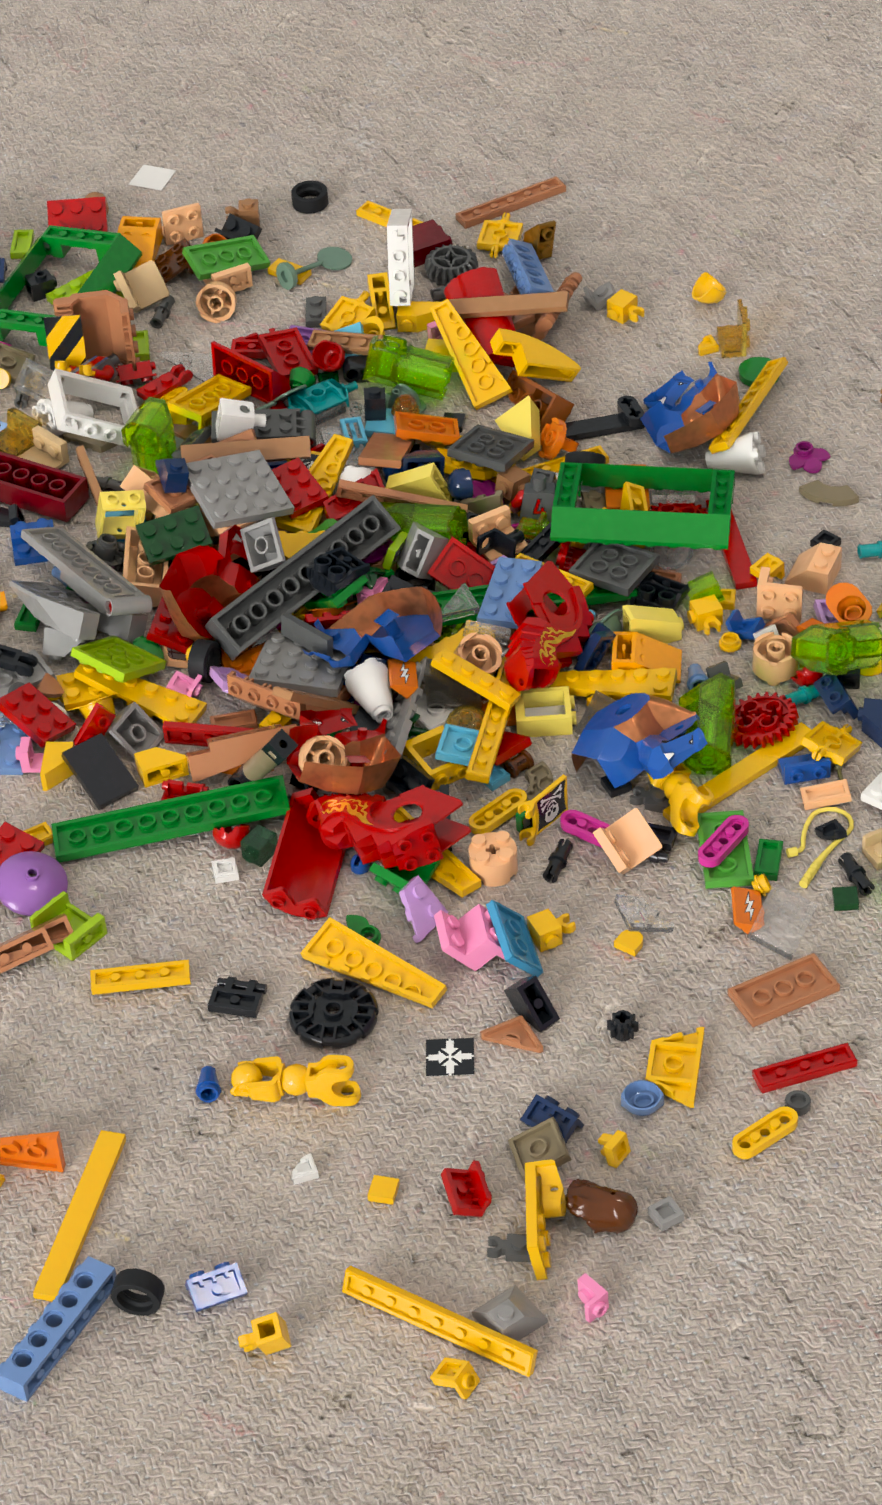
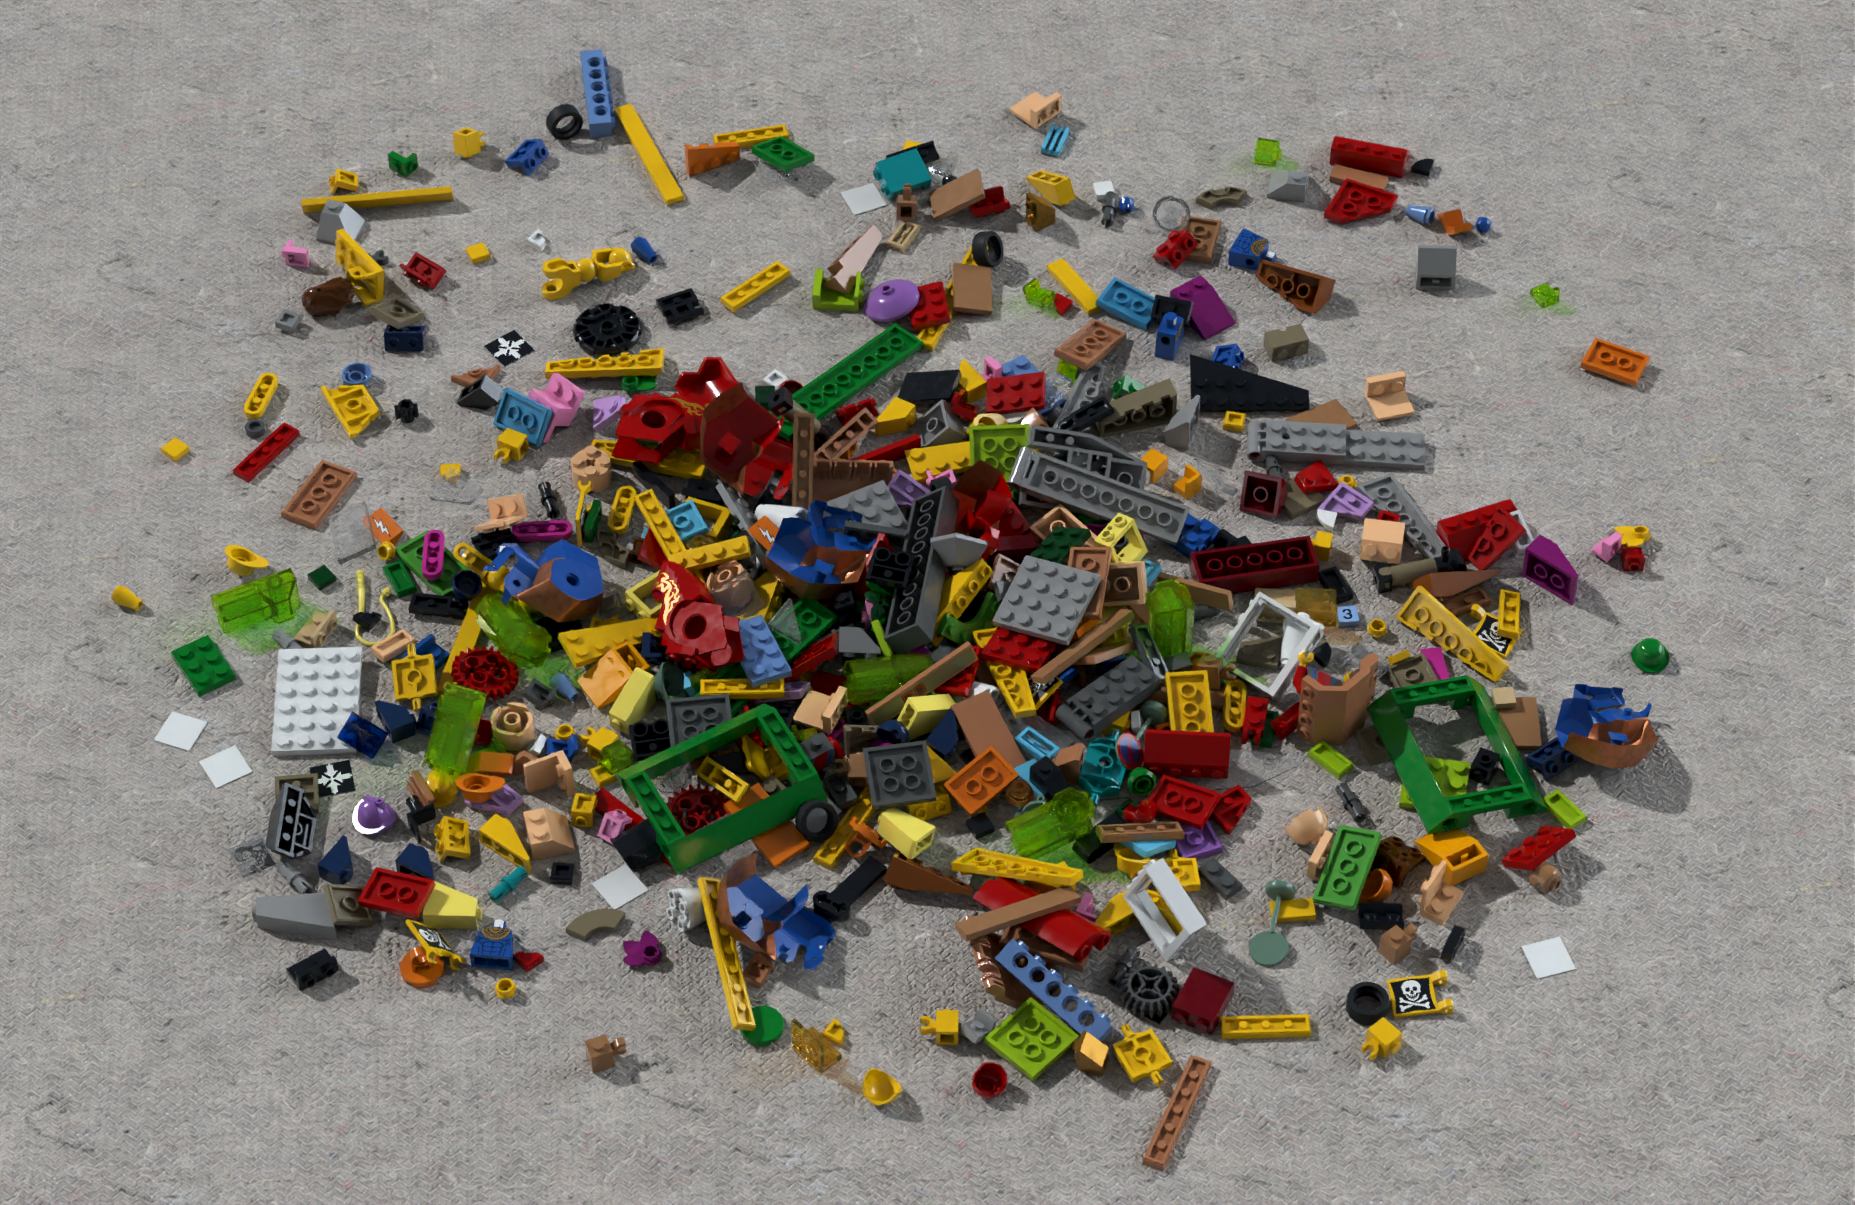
camera: 140 degrees right, 5 degrees up
(141, 286) = (1386, 789): tan bracket -> none
(173, 474) = (1096, 559): dark blue slope -> none
(208, 200) = (1453, 944): none -> black beam
(236, 417) = (1113, 654): white torso -> none
(268, 191) = (1416, 995): none -> flag
(322, 750) = (753, 424): light nougat cylinder -> none
(326, 173) = (1382, 1039): none -> yellow brick
(344, 401) = (1070, 762): none -> nougat slope
(364, 1352) = (402, 165): none -> green bracket
(500, 542) = (806, 696): black bracket -> none
(534, 356) = (954, 893): yellow slope -> none
(561, 266) = (1031, 1039): none -> lime plate
(615, 1147) = (352, 338): yellow tile -> none
(626, 264) = (989, 1080): none -> red hair
(722, 797) = (466, 585): none -> dark blue hair
(750, 520) = (638, 846): none -> black slope
(750, 543) = (613, 824): none -> bright pink bracket
(754, 809) = (438, 605): none -> black hinge
(784, 515) = (619, 886): none -> white sticker
(856, 874) = (315, 592): black pin -> none
(859, 574) = (502, 838): none -> yellow slope

